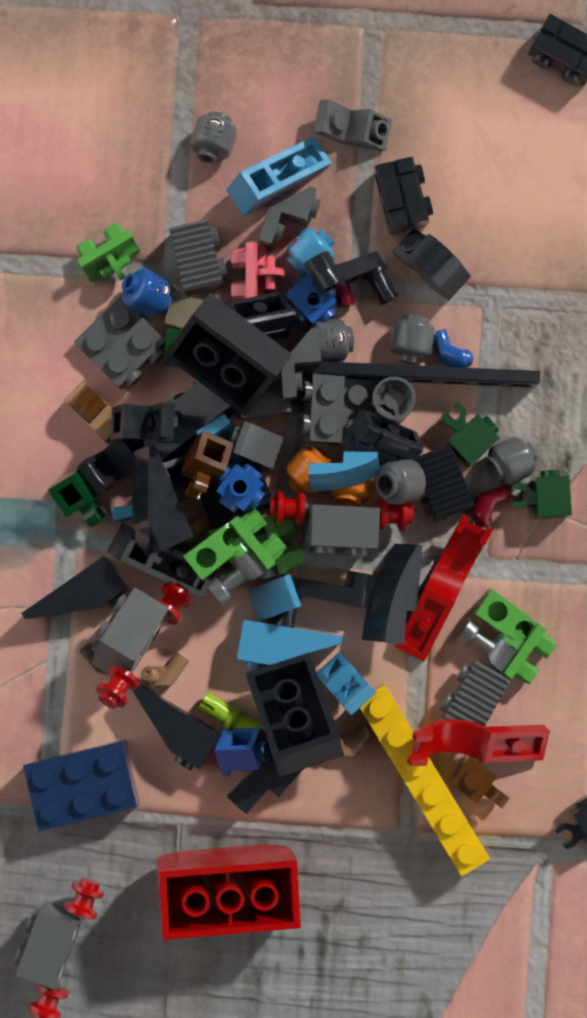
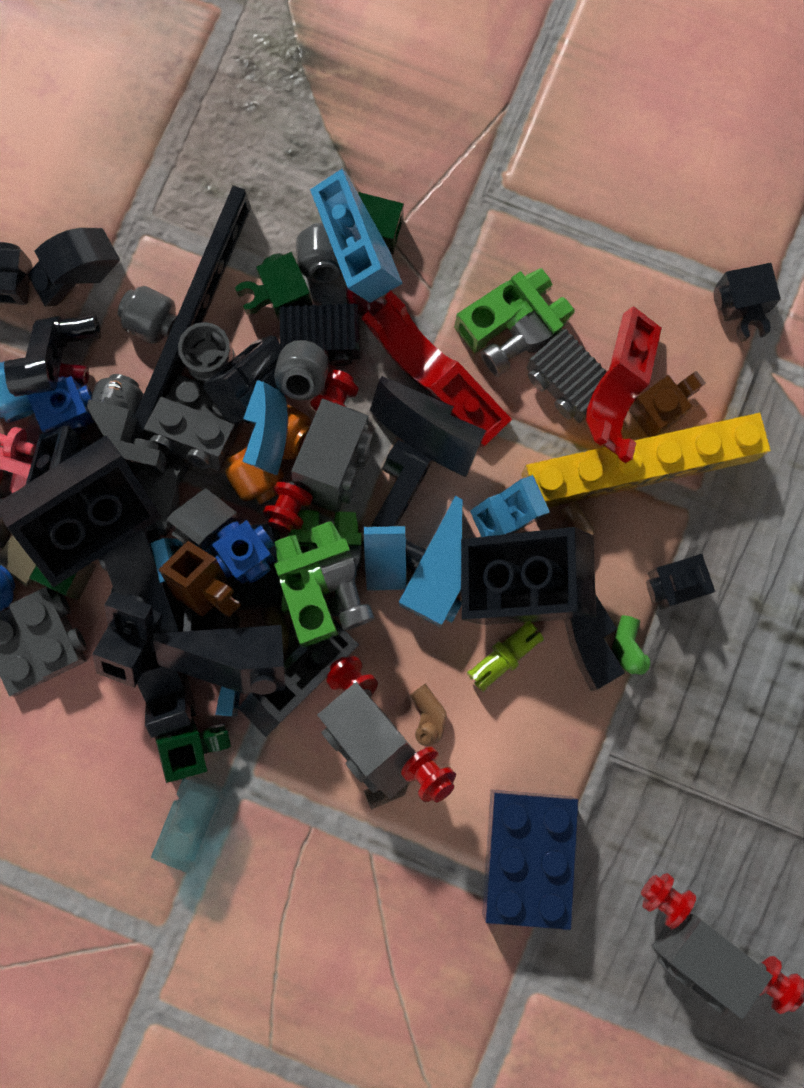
camera: 75 degrees left, 5 degrees down
(88, 590) = (303, 776): black slope -> none
(92, 410) = (95, 700): leg -> none
(182, 732) = (505, 718): black slope -> none
(228, 891) = (713, 722): red brick -> none
(241, 750) = (548, 654): blue brick -> none
(267, 812) = (626, 648): none -> bright green arm
(334, 837) = (679, 582): none -> black brick
(449, 354) = (179, 282): blue arm -> none
(524, 487) = (355, 238): none -> dark azure slope

